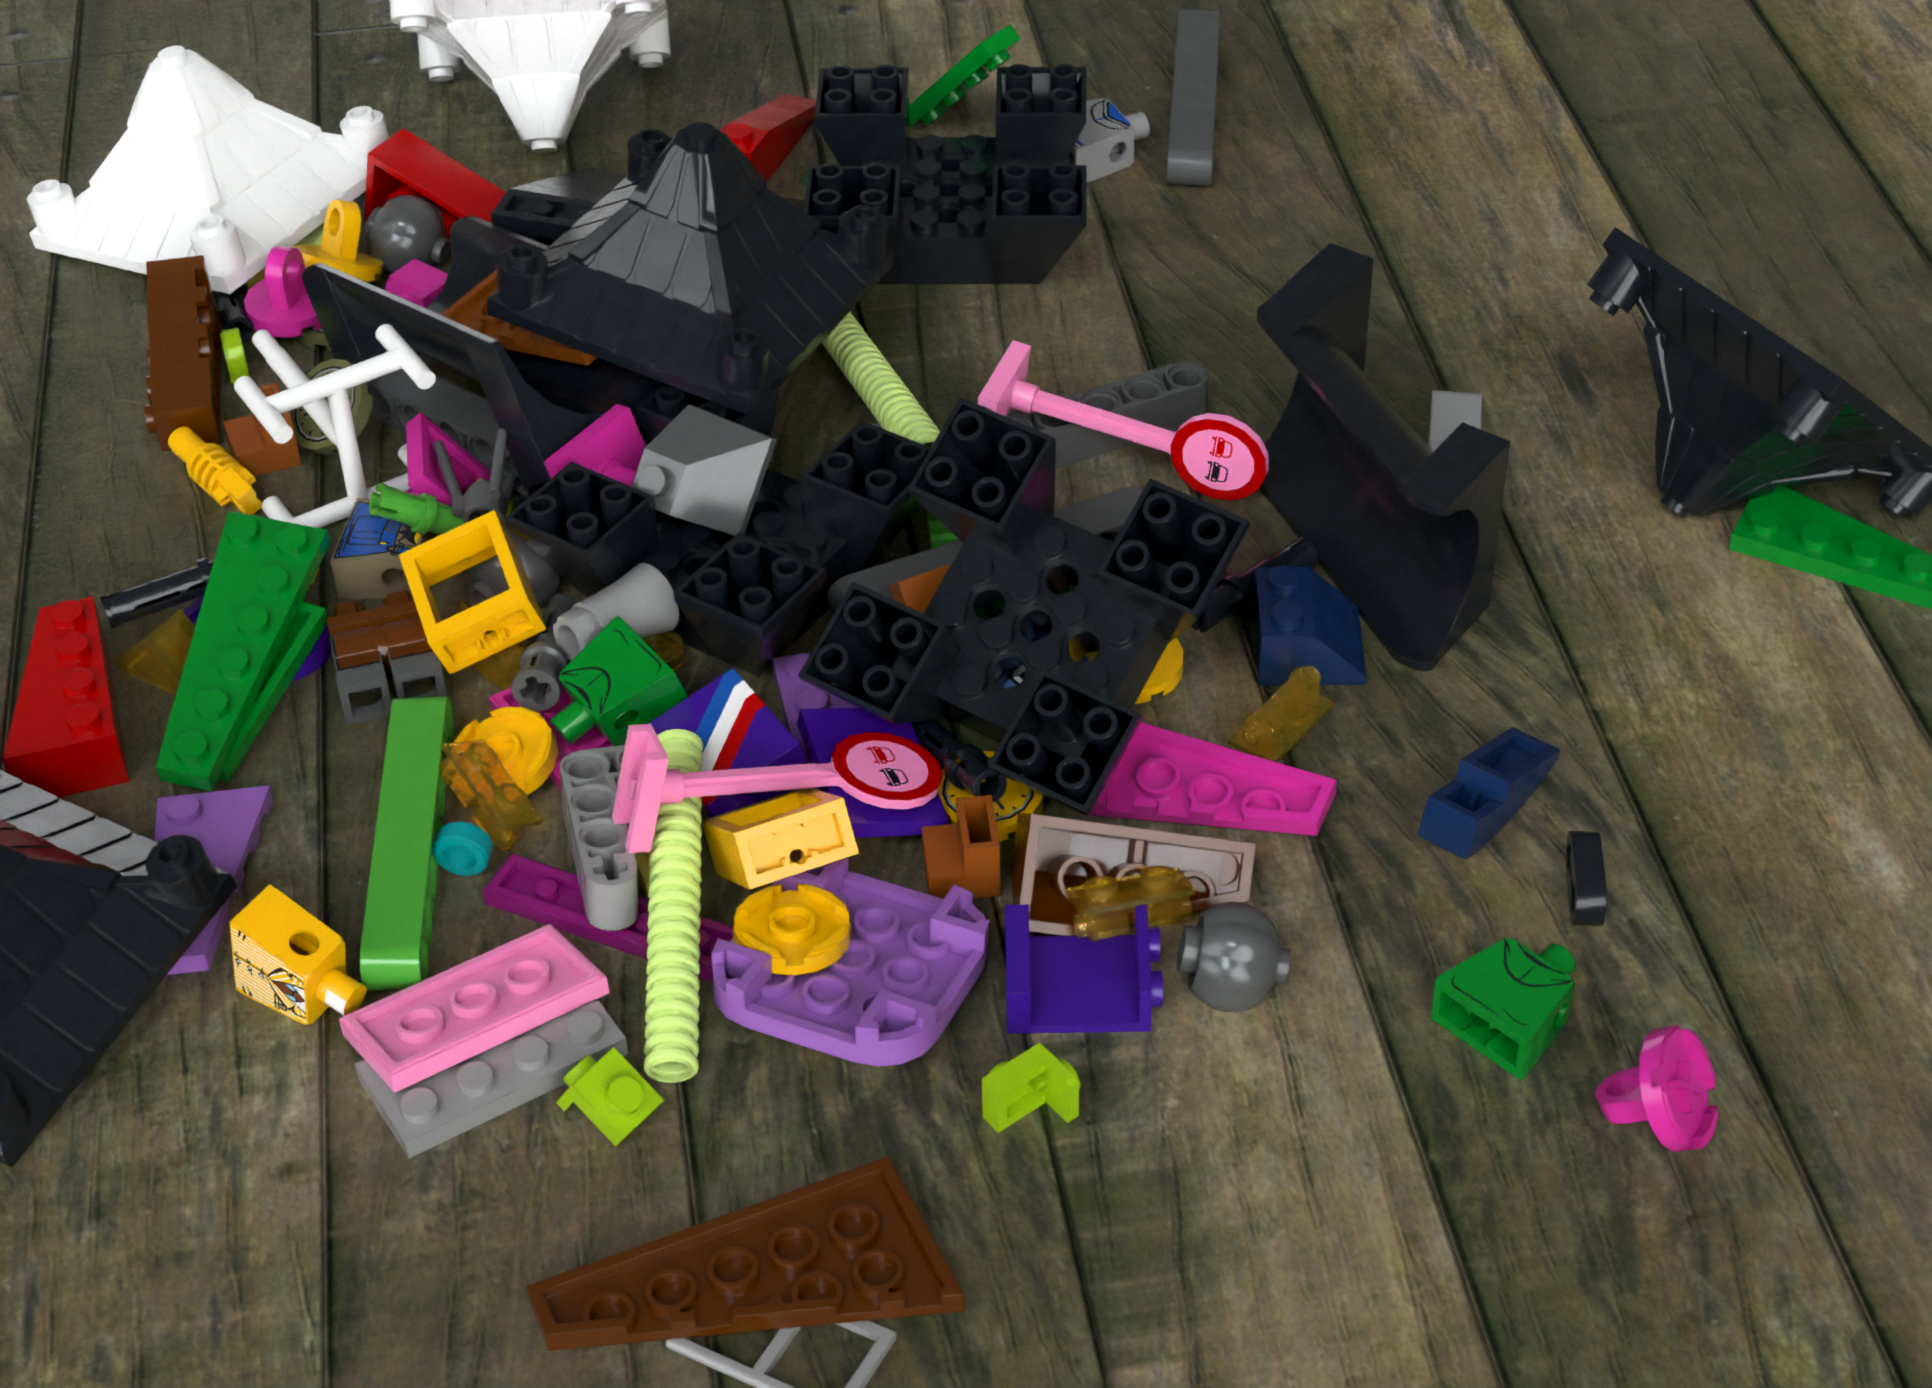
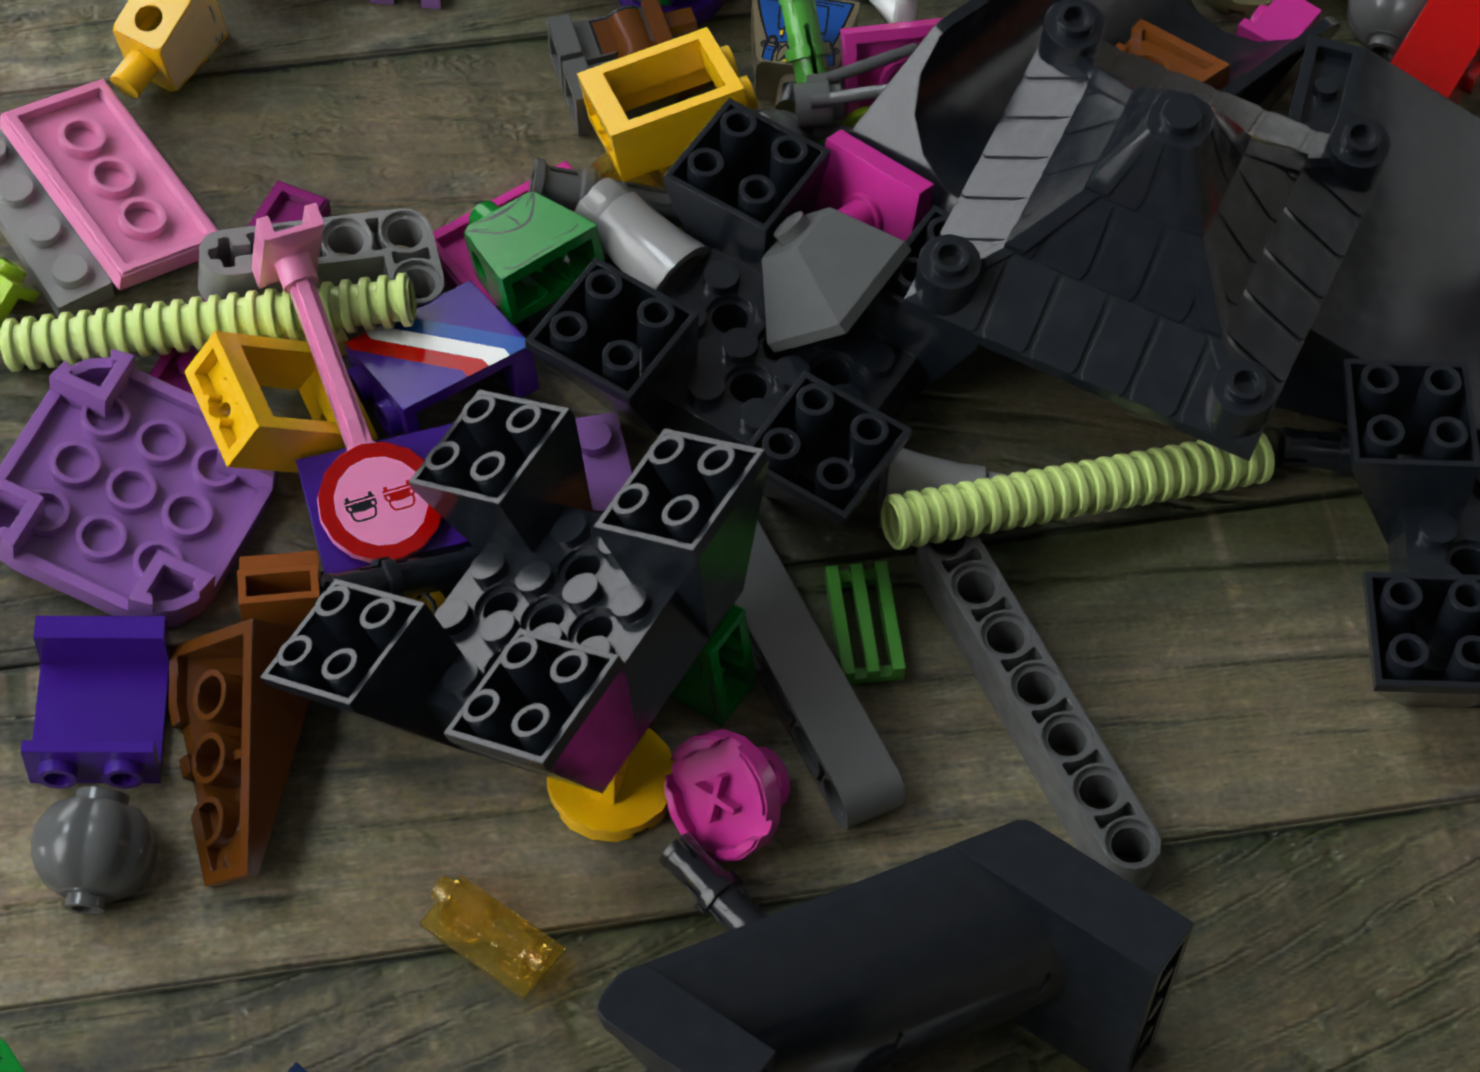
camera: 85 degrees right, 15 degrees up
(403, 865) = (351, 110): bright green beam -> none
(462, 848) = (328, 154): teal tile -> none
(476, 775) = (398, 160): clear yellow hinge -> none
(521, 741) = (462, 175): yellow tile -> none
(798, 928) = (172, 445): yellow tile -> none
(1106, 901) = (178, 745): clear yellow hinge -> none
(1206, 784) = (386, 830): dark pink wing -> none
(1208, 450) = (1043, 615): bright pink piece -> none
(1303, 624) = (622, 932): dark blue slope -> none

